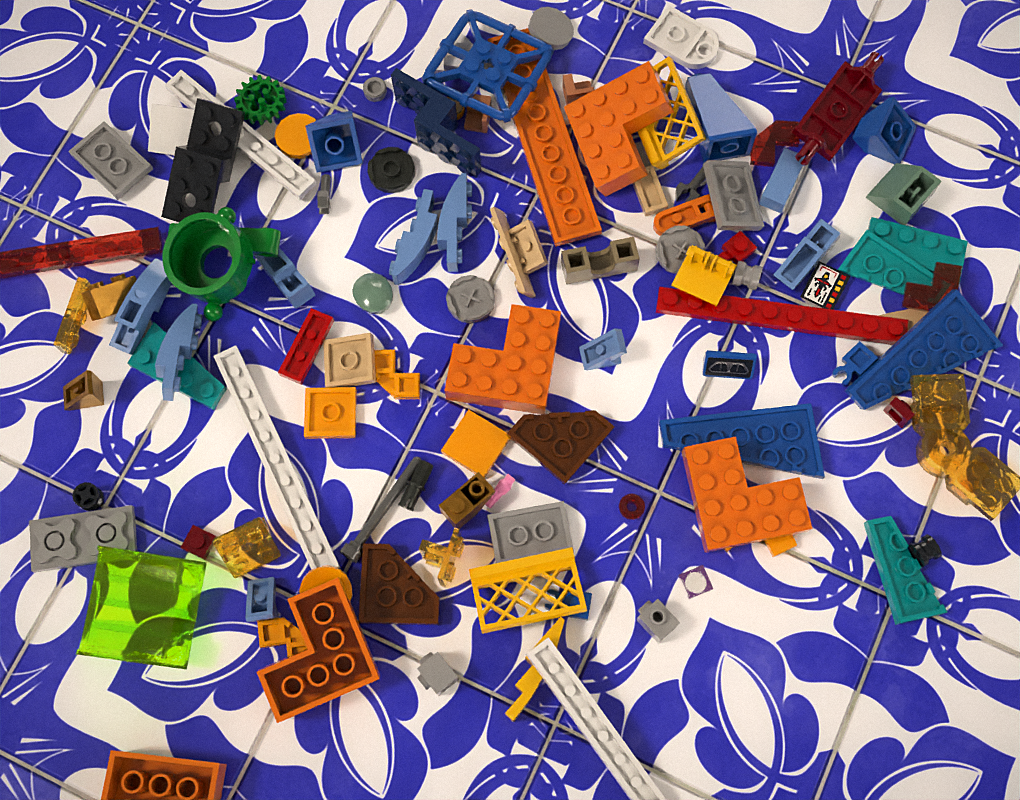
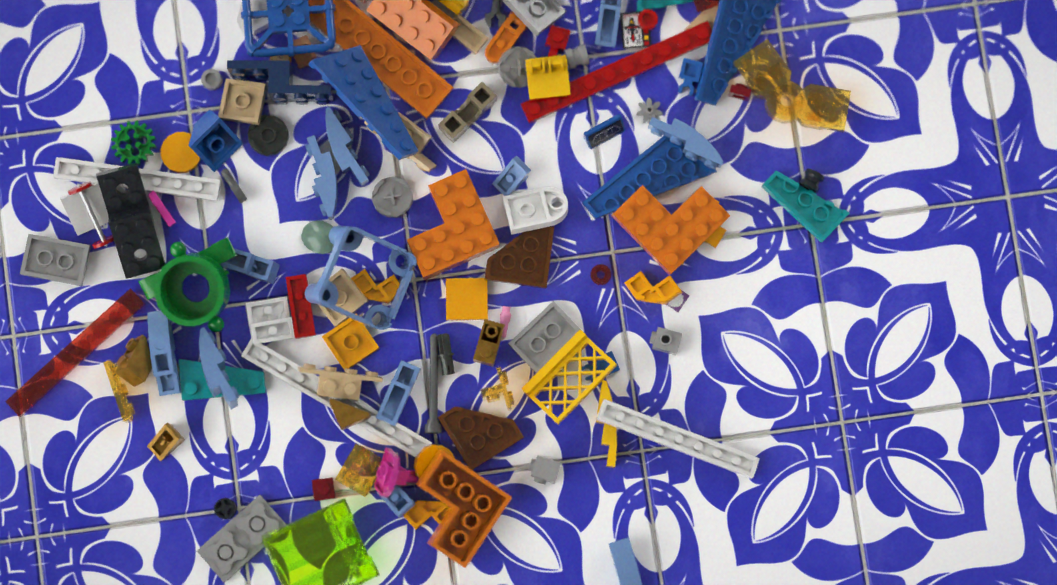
camera: 40 degrees left, 10 degrees up
(176, 103) = (80, 188): none -> axle
(241, 175) = (162, 209): none -> dark pink tile
(266, 339) = (269, 320): none -> white slope
(270, 479) = (347, 415): none -> pearl gold slope
(274, 571) = (391, 474): none -> dark pink piece
(286, 443) = (337, 383): none -> tan bracket
(340, 492) = (398, 393): none -> medium blue slope
(387, 124) = (242, 101): none -> tan tile
(393, 303) = (326, 293): none -> medium blue piece
(507, 179) = (364, 94): none -> blue wing
(606, 397) = (534, 209): none -> white tile
(683, 565) = (660, 293): none -> light orange tile
(786, 377) = (644, 112): none -> light grey plant
(818, 431) = (695, 144): none -> medium blue slope
(844, 283) = (647, 19): none -> red tile

